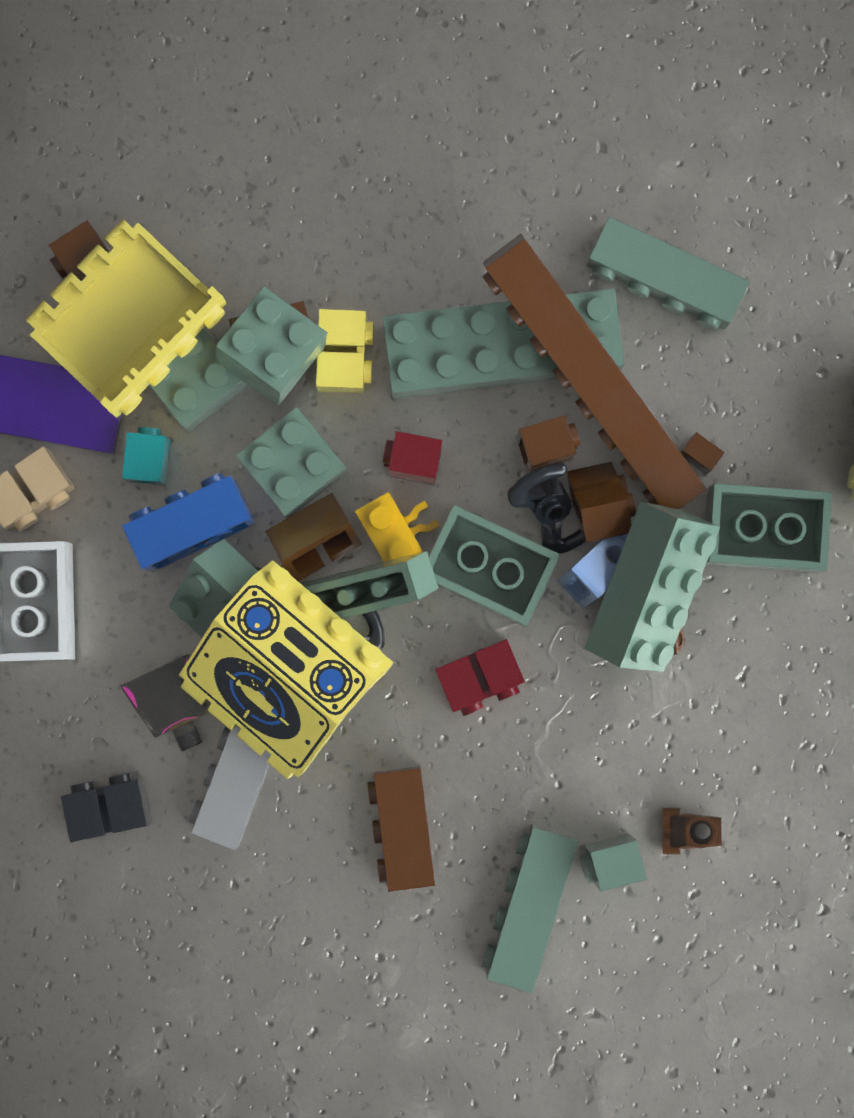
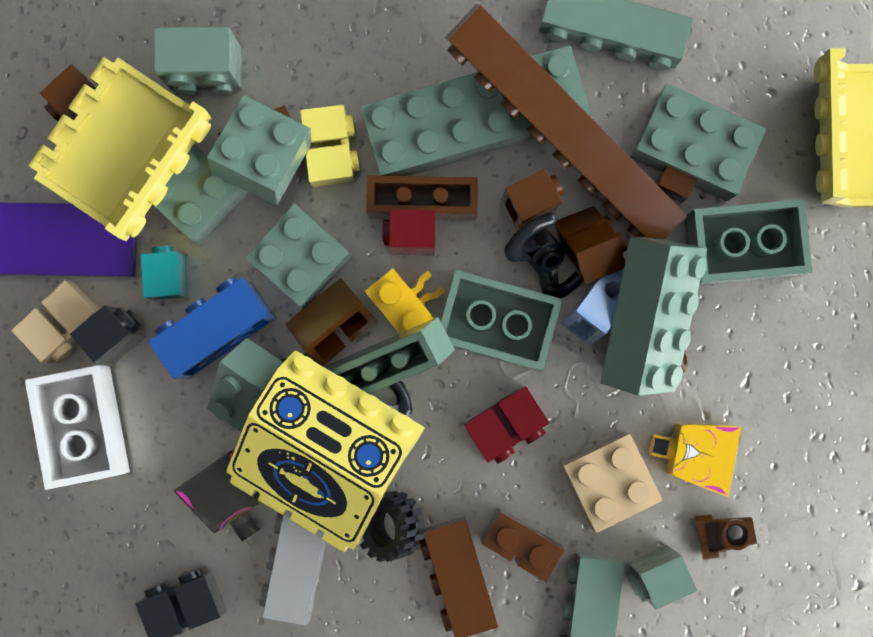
camera: 10 degrees left, 0 degrees up
(80, 511) = (109, 334): none -> black piece
(221, 238) = (197, 59): none -> sand green brick
(355, 769) = (406, 528): none -> black tyre
(456, 425) = (449, 196): none -> reddish brown brick
(485, 811) = (532, 549): none -> reddish brown piece
(579, 755) = (611, 482): none -> tan brick
(678, 742) = (700, 454): none -> yellow torso
(733, 413) = (698, 142): none -> sand green brick

